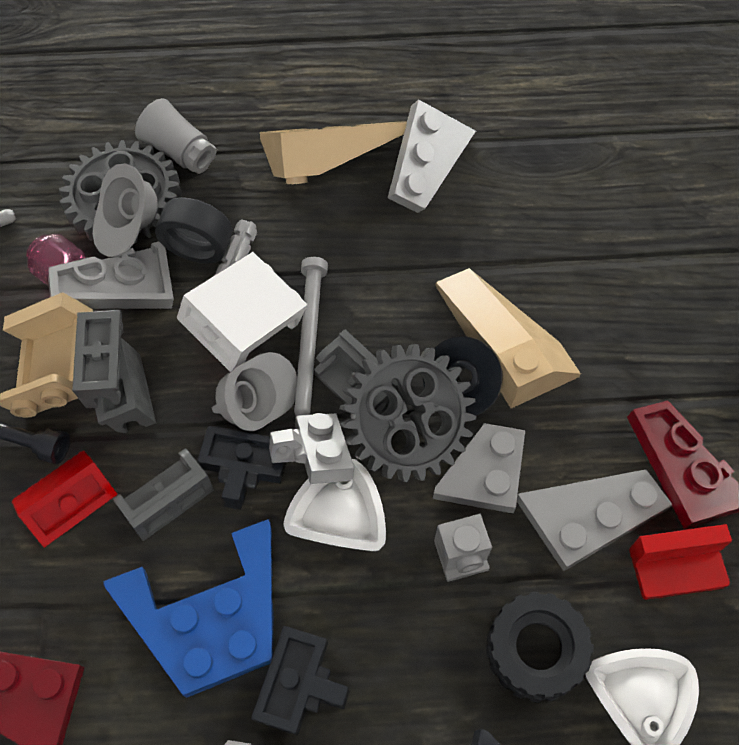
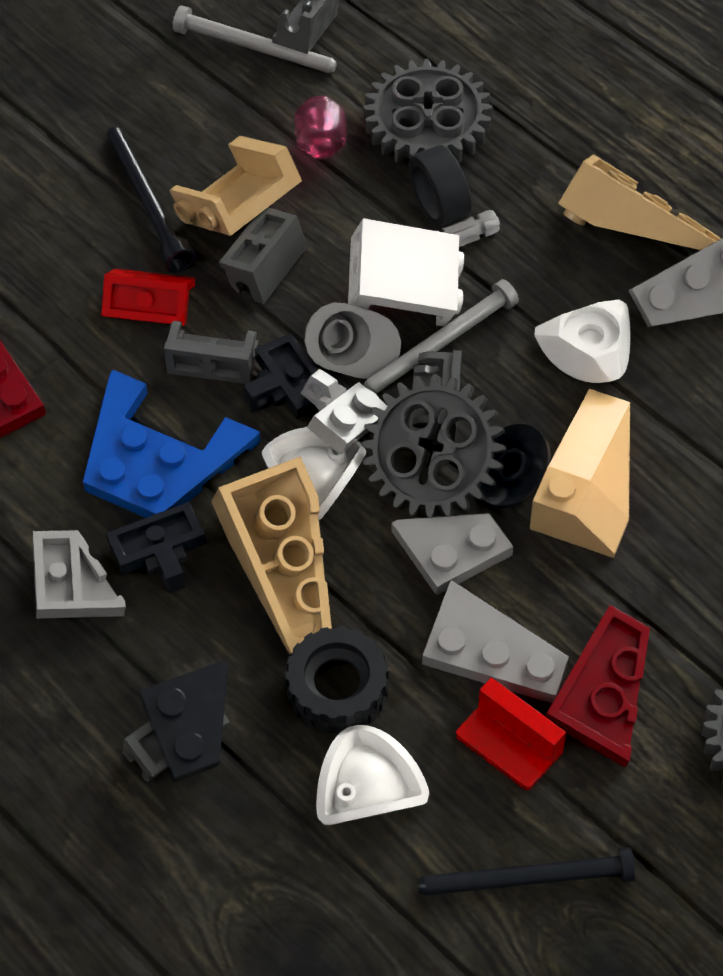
camera: 50 degrees right, 5 degrees down
(97, 357) = (259, 211): dark grey hinge -> none
(119, 282) = (345, 179): light grey wing -> none
(123, 210) = (402, 126): light grey piece -> none
(171, 133) = (517, 102): light grey plant -> none
(381, 589) = (278, 542): none -> tan wedge
(403, 252) = (589, 341): none -> white hat
(463, 547) = (364, 570): light grey brick -> none

